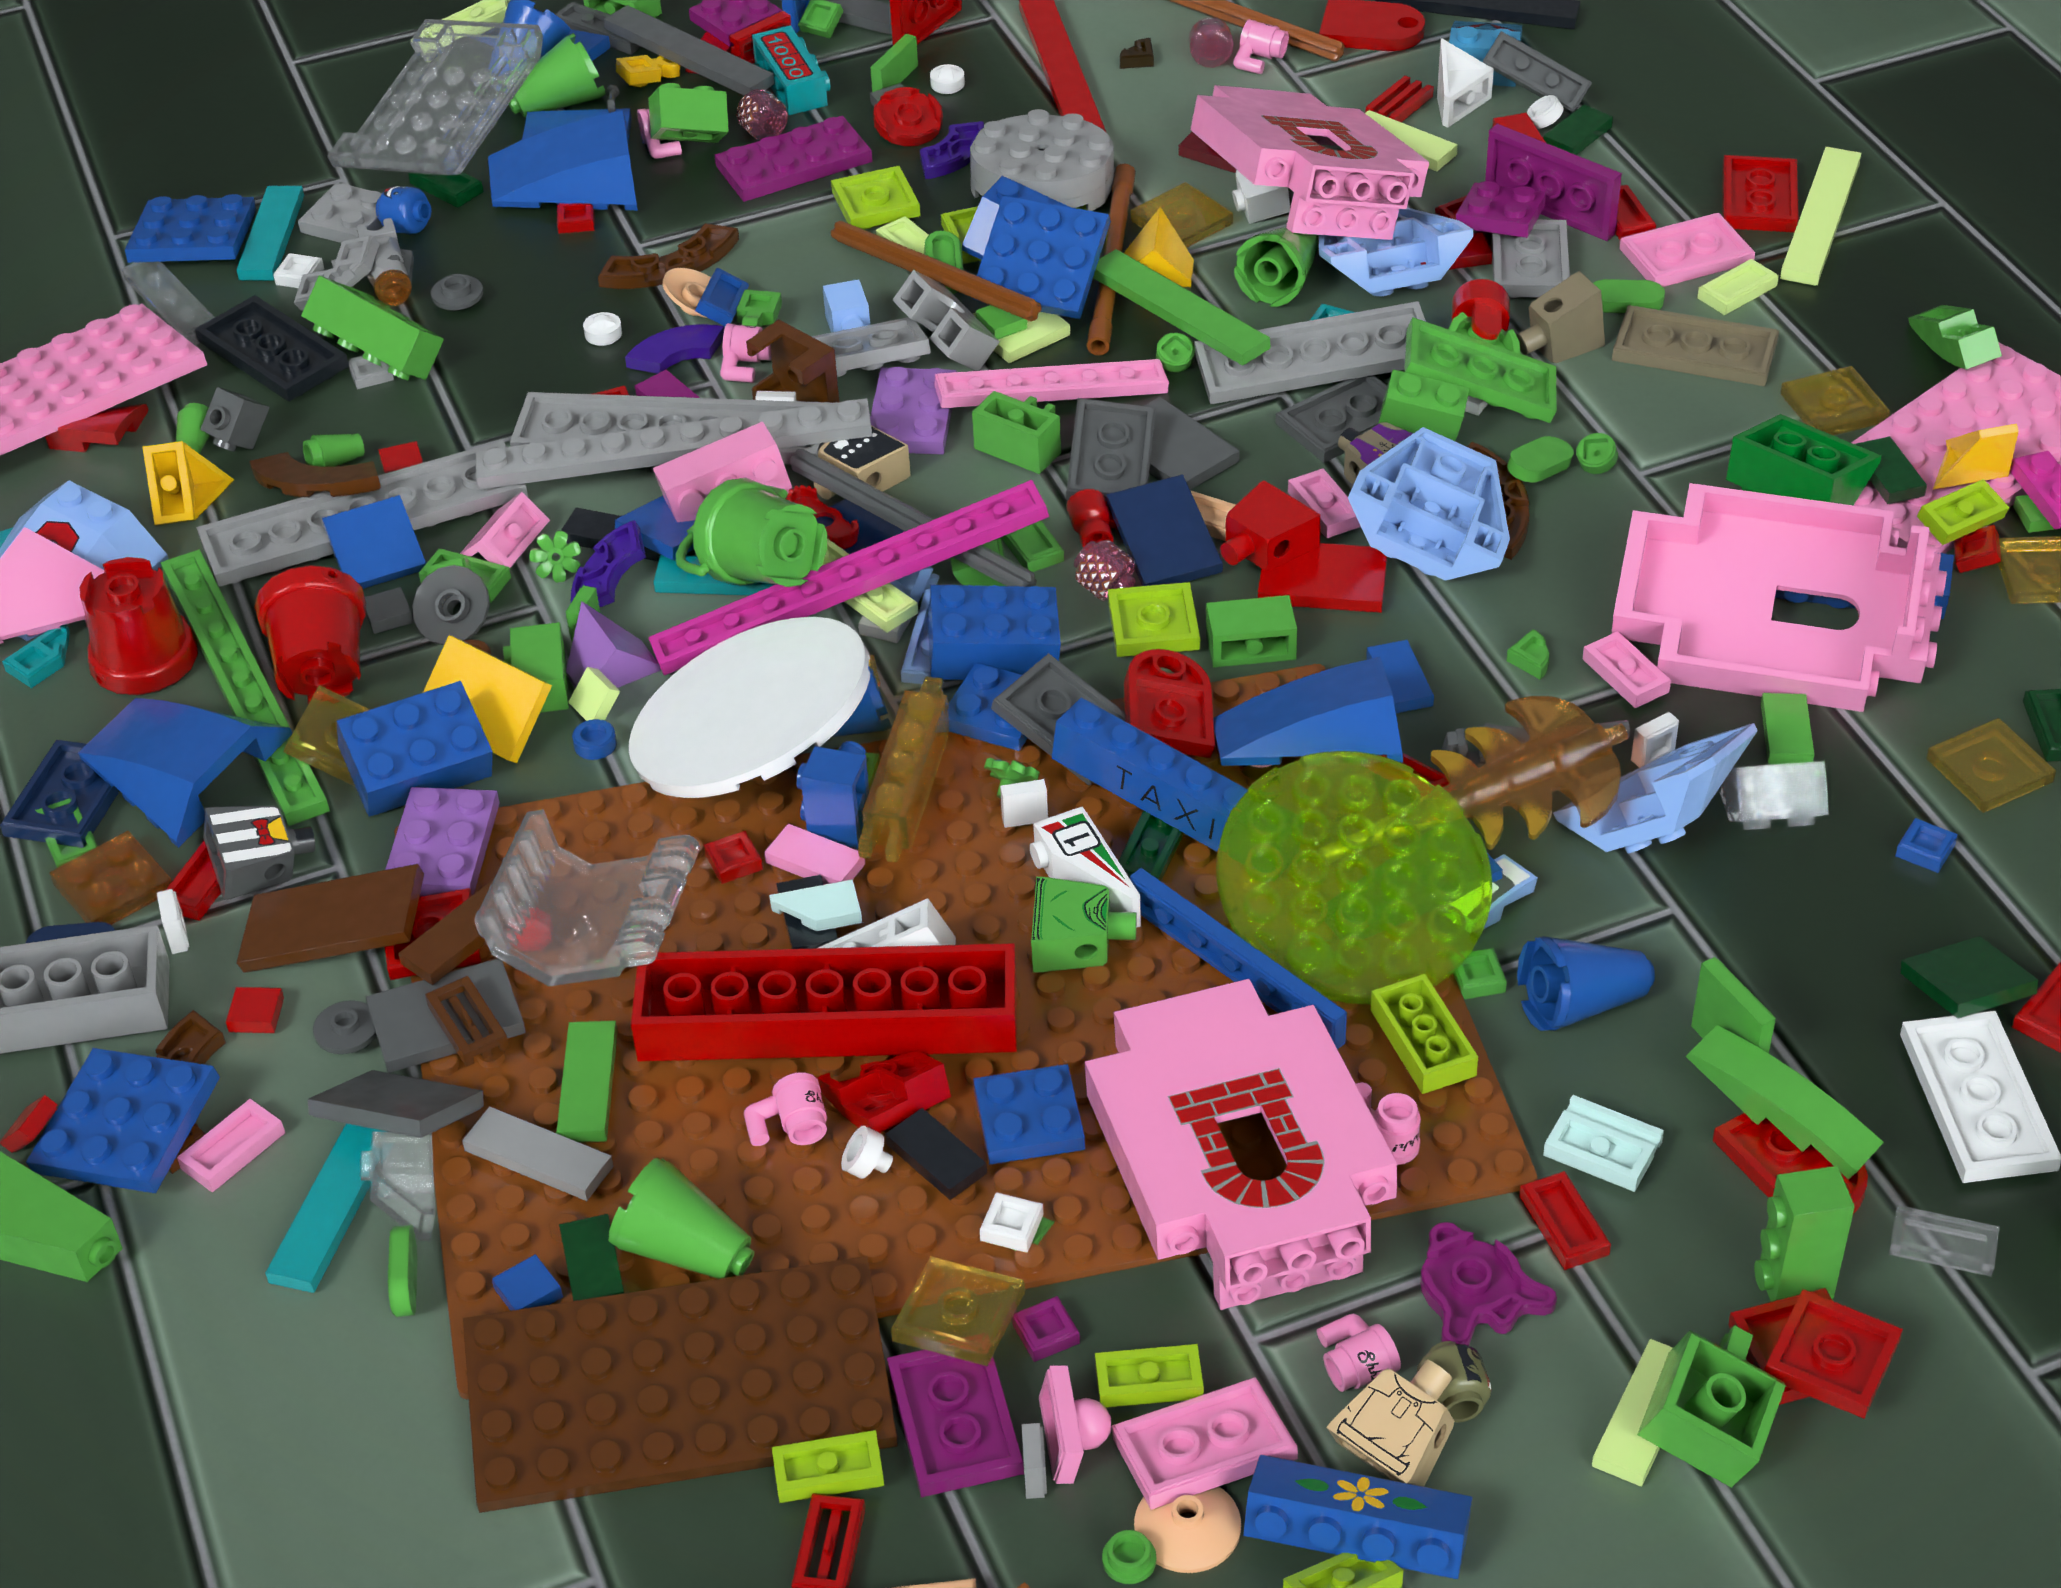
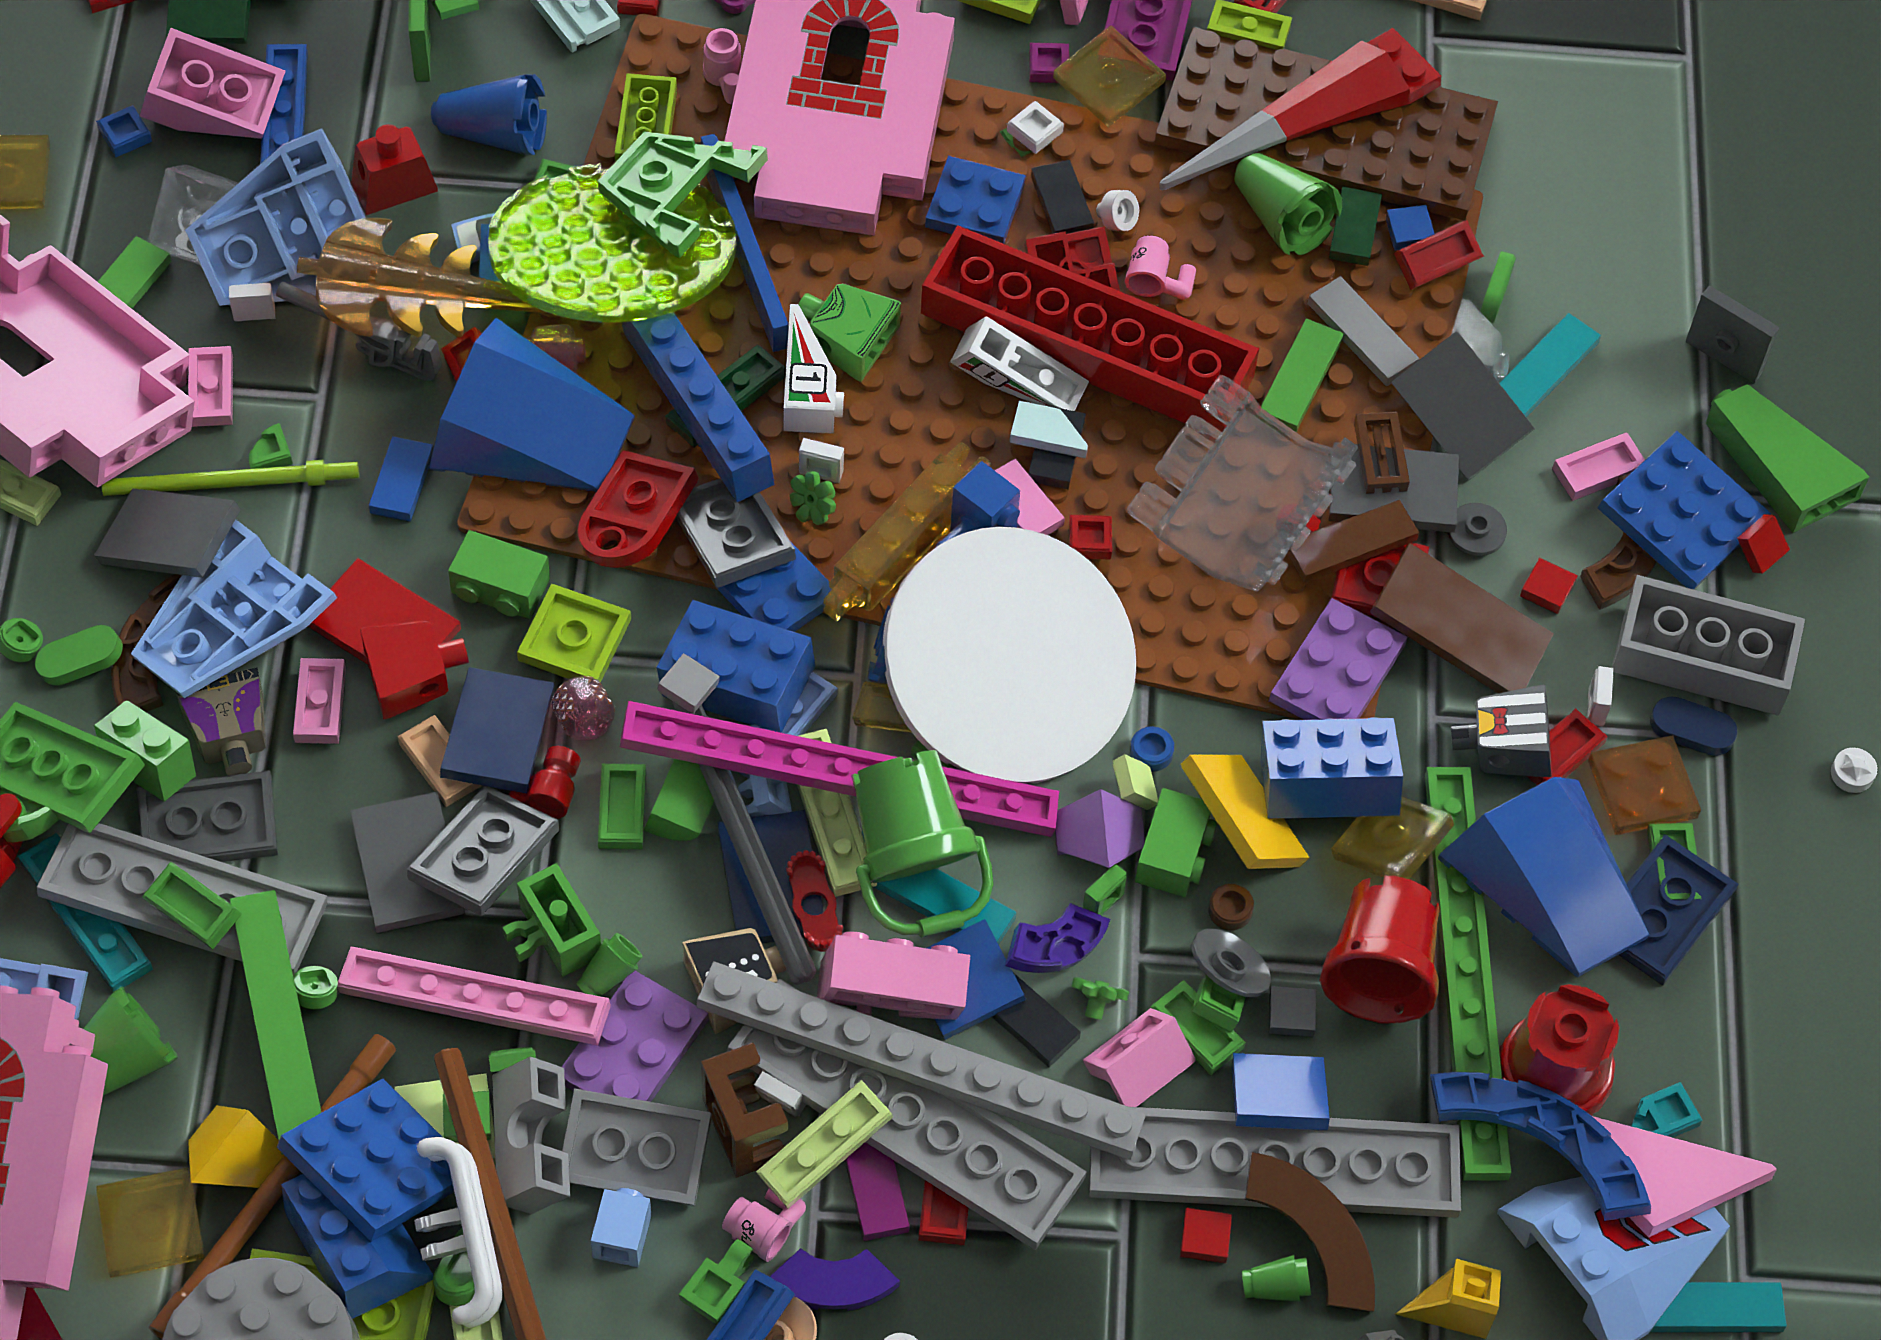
camera: 160 degrees left, 15 degrees up
(79, 555) = (1556, 1123): none -> blue tile
(104, 1299) = (1732, 334): none -> dark grey plate
(480, 1262) = (1438, 254): none -> red tile
(648, 1413) = (1354, 85): none -> red plate
(719, 380) = (824, 1144): none -> yellowish green tile
(950, 238) = (475, 1226): none -> white piece
(954, 430) = (610, 965): none -> bright green cone
(993, 355) = (504, 1058): none -> bright green tile
(1013, 565) = (688, 683): none -> light grey tile
(1294, 323) = (191, 905): none -> bright green tile
(1354, 941) = (660, 174): none -> bright green wing
(1479, 647) = (314, 473): none -> lime bar
(1548, 543) = (167, 532): none -> dark grey tile
(1641, 878) = (390, 170): none -> red torso
(1800, 927) = (288, 112): none -> blue tile
(1879, 888) = (210, 89): none -> bright pink slope

